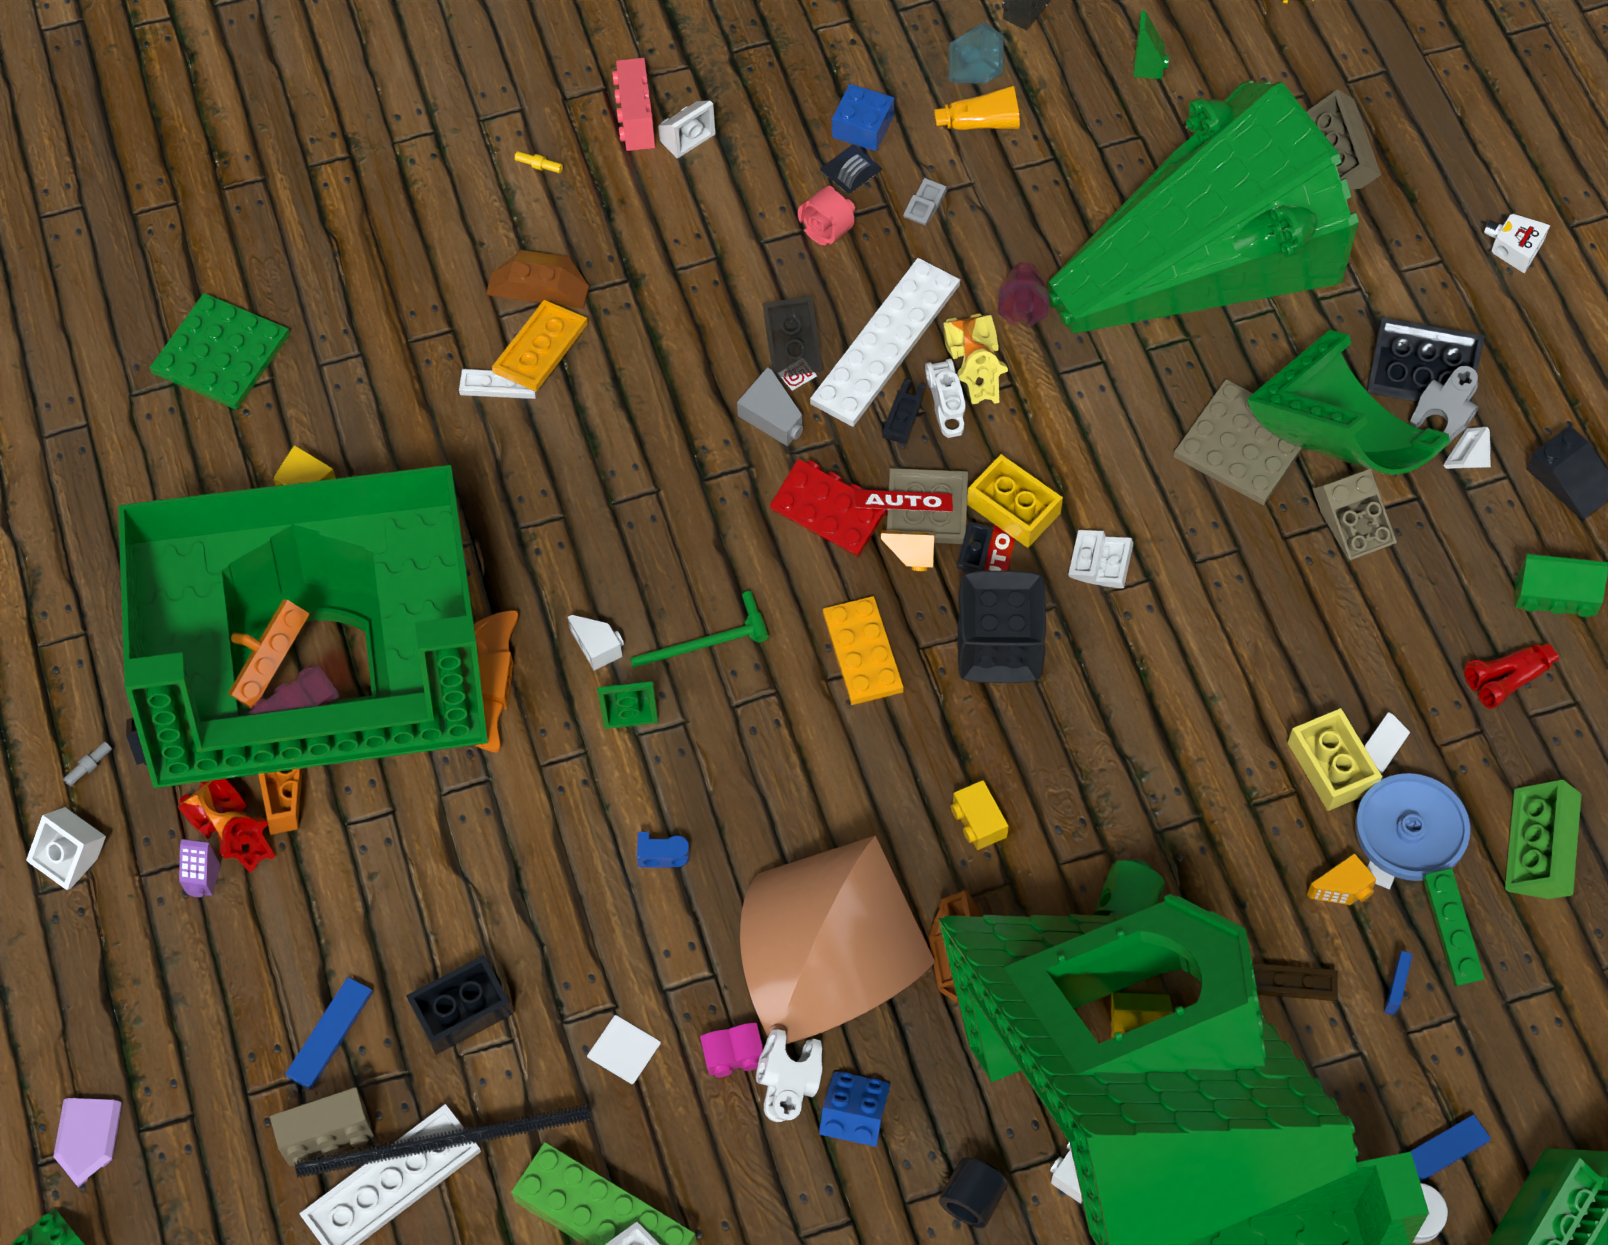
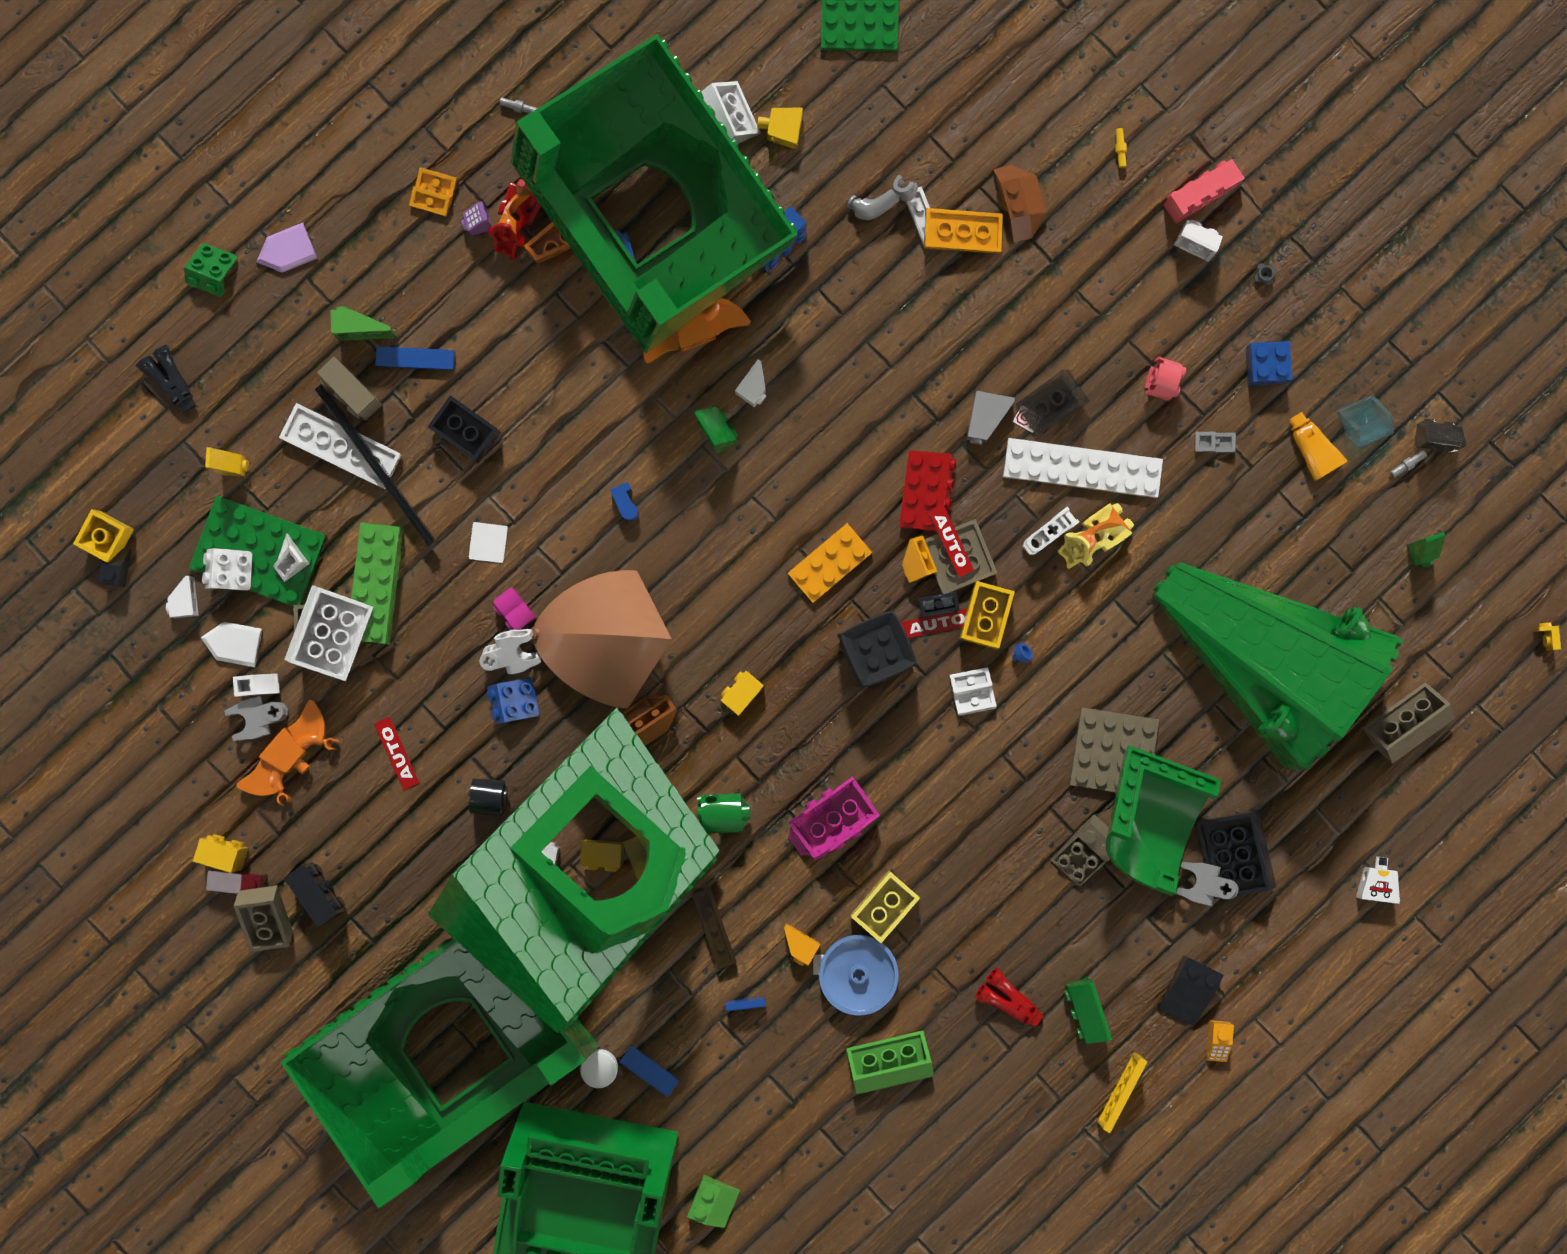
camera: 65 degrees right, 25 degrees up
(65, 847) = (456, 127): white slope -> none
(127, 914) = (433, 191): none -> light orange slope
(247, 1075) = (352, 326): none -> bright green slope
(266, 652) = (624, 184): orange plate -> none
(307, 691) = (611, 225): clear pink slope -> none
(458, 425) = (872, 208): none -> light grey piece
(754, 628) = (813, 483): green bar -> none
(760, 86) = (1270, 271): none -> dark grey plate
(851, 169) = (1222, 374): black sticker -> none
(903, 413) = (1027, 507): black hinge -> none
(1023, 296) = (1163, 548): clear pink cone -> none
(1044, 40) = (1408, 464): none -> light grey bar
(1079, 486) = (1022, 653): none -> blue tile
(1197, 776) = (832, 820): none -> dark pink slope
(1386, 741) = (916, 934): white slope -> none
(1453, 927) = (799, 1025): green plate -> none
(1471, 450) = (1177, 912): white slope -> none

